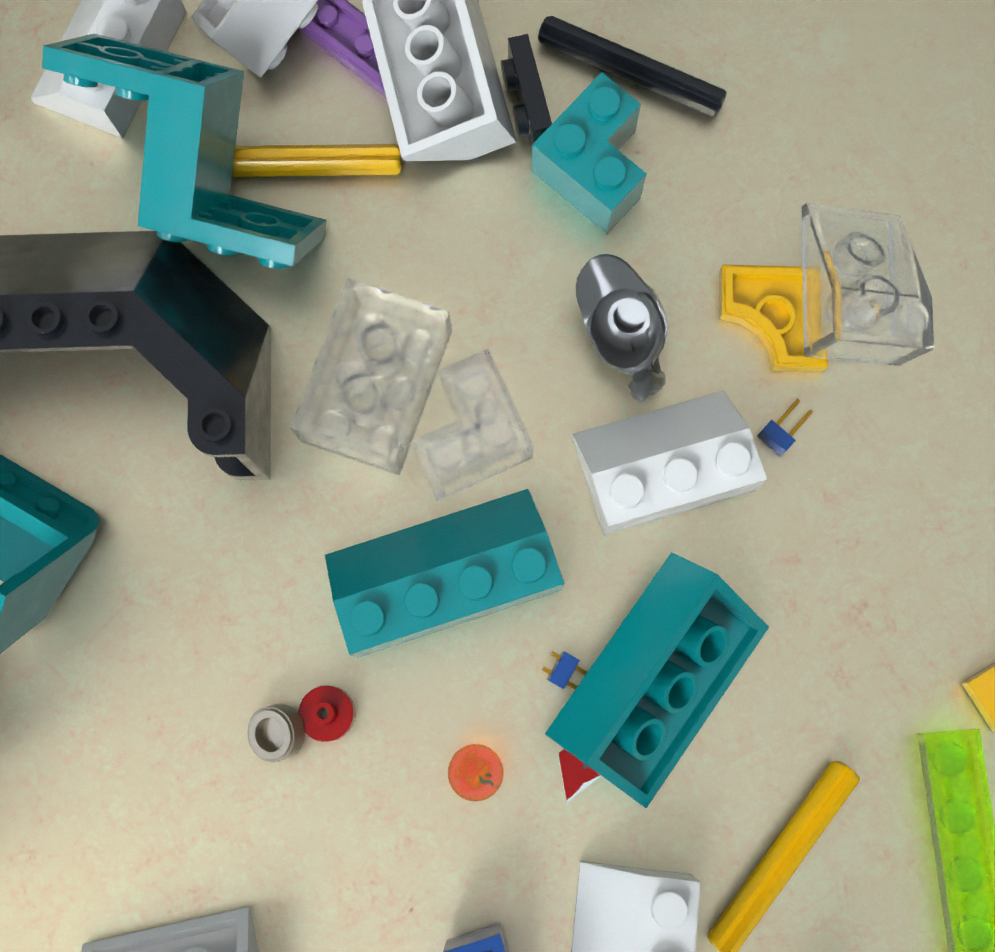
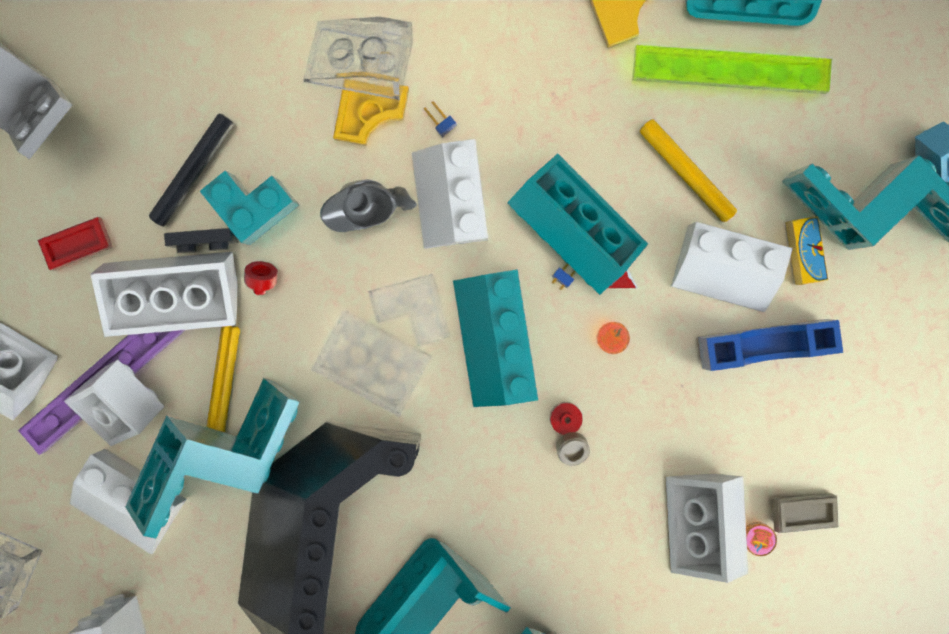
camera: 80 degrees left, 10 degrees up
(484, 189) = (260, 276): none -> red tile

